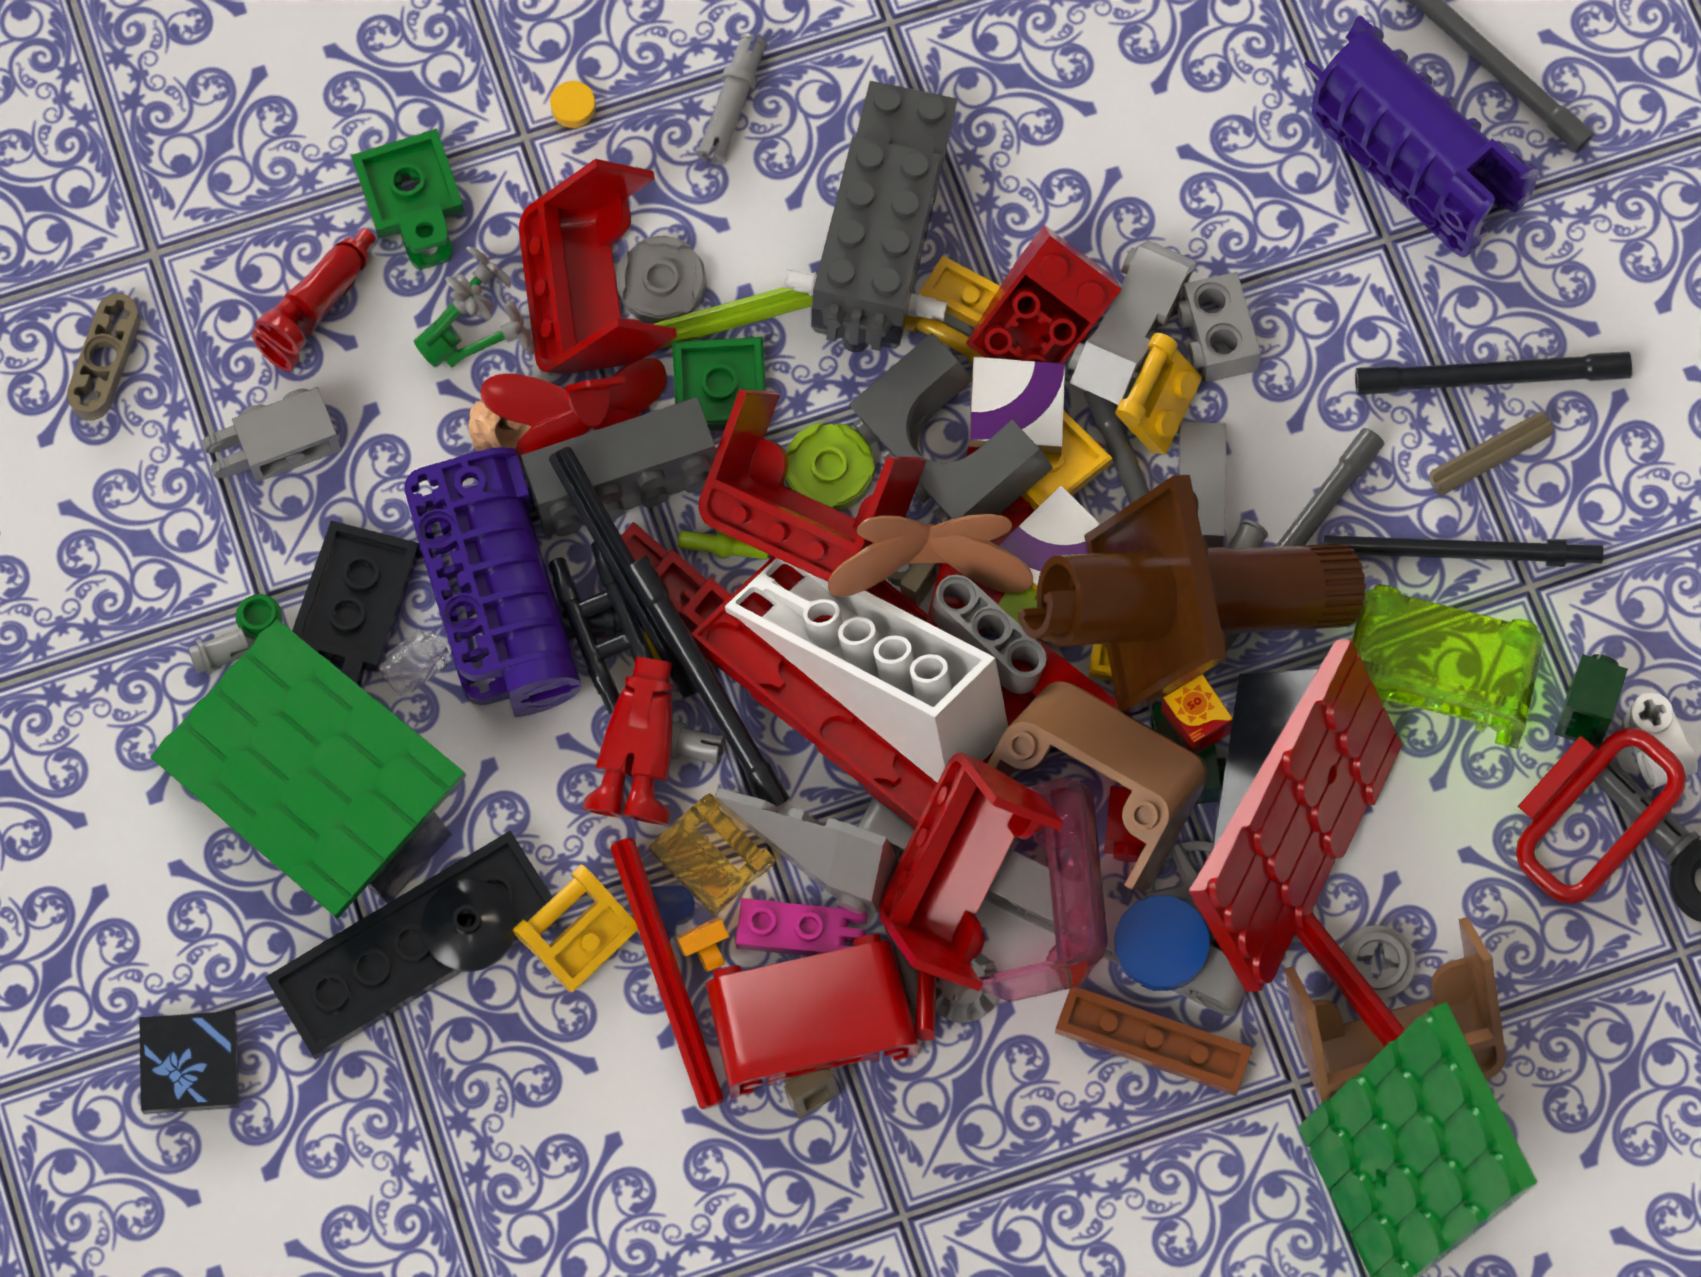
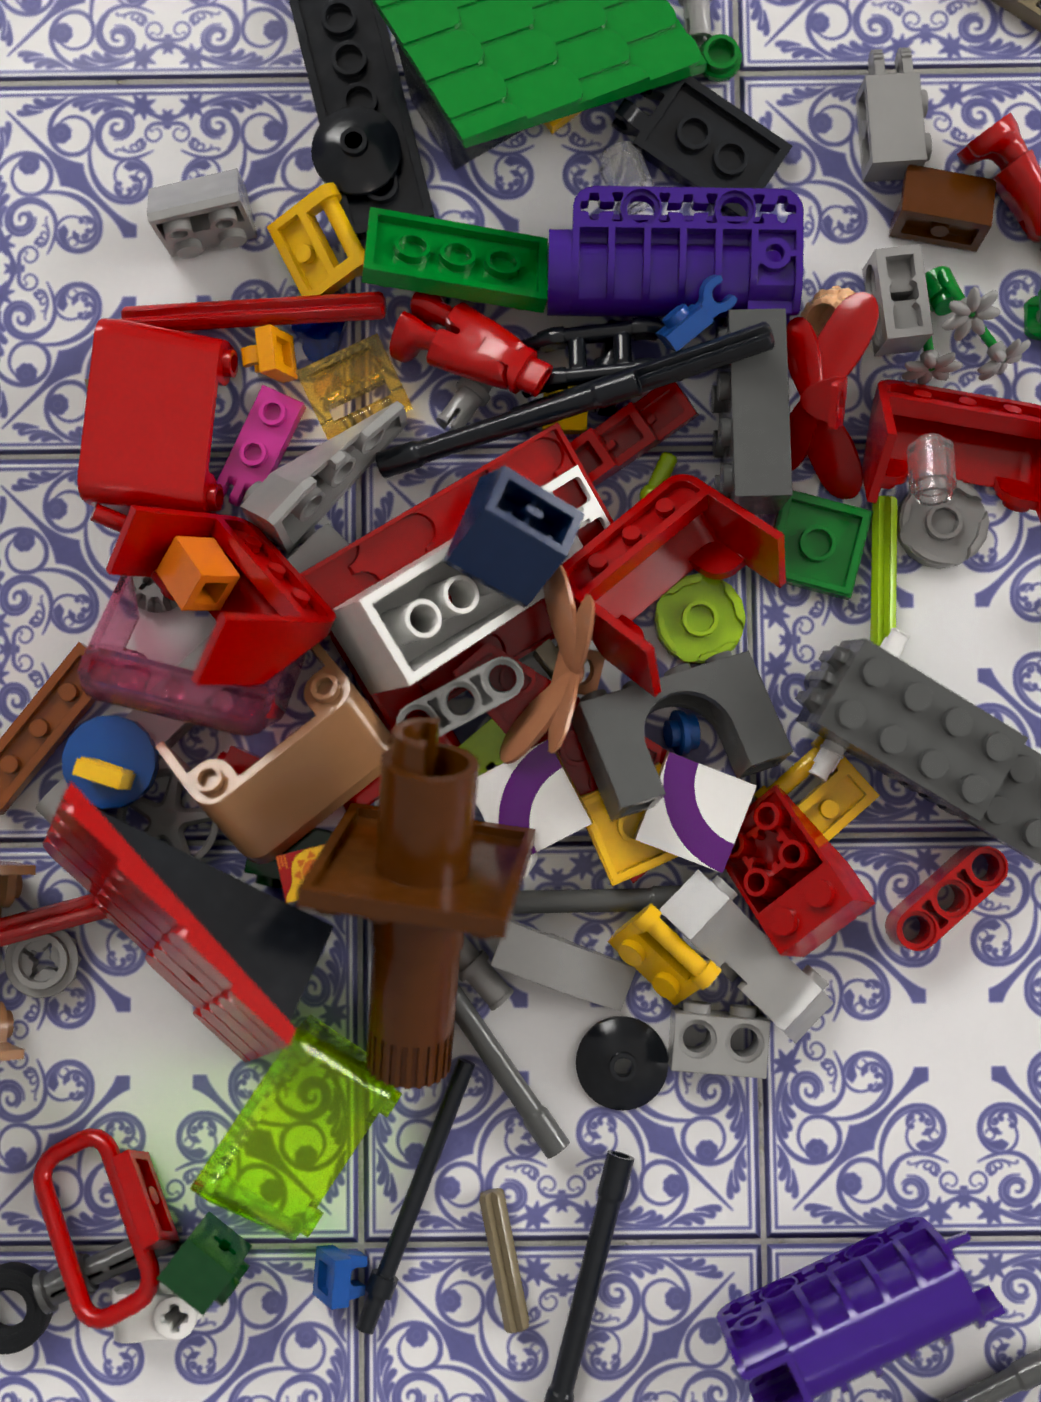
camera: 110 degrees right, 15 degrees up
(353, 361) = (944, 208): none -> reddish brown panel
(454, 375) = (900, 287): none -> light grey brick
(555, 786) = (456, 260): none -> green plate
(558, 535) = (686, 322): none -> blue plate
(579, 1053) = (201, 214): none -> light grey slope
(619, 296) = (931, 469): none -> clear brick
(823, 616) = (513, 535): none -> dark blue slope
(944, 444) = (682, 732): none -> blue plate
(952, 908) = (197, 573): none -> orange brick
(1023, 191) = (967, 891): none -> red beam
(1173, 927) = (104, 773): none -> yellow tile
(1267, 427) = (618, 1039): none -> black dish
(1563, 593) = (333, 1276): none -> blue tile

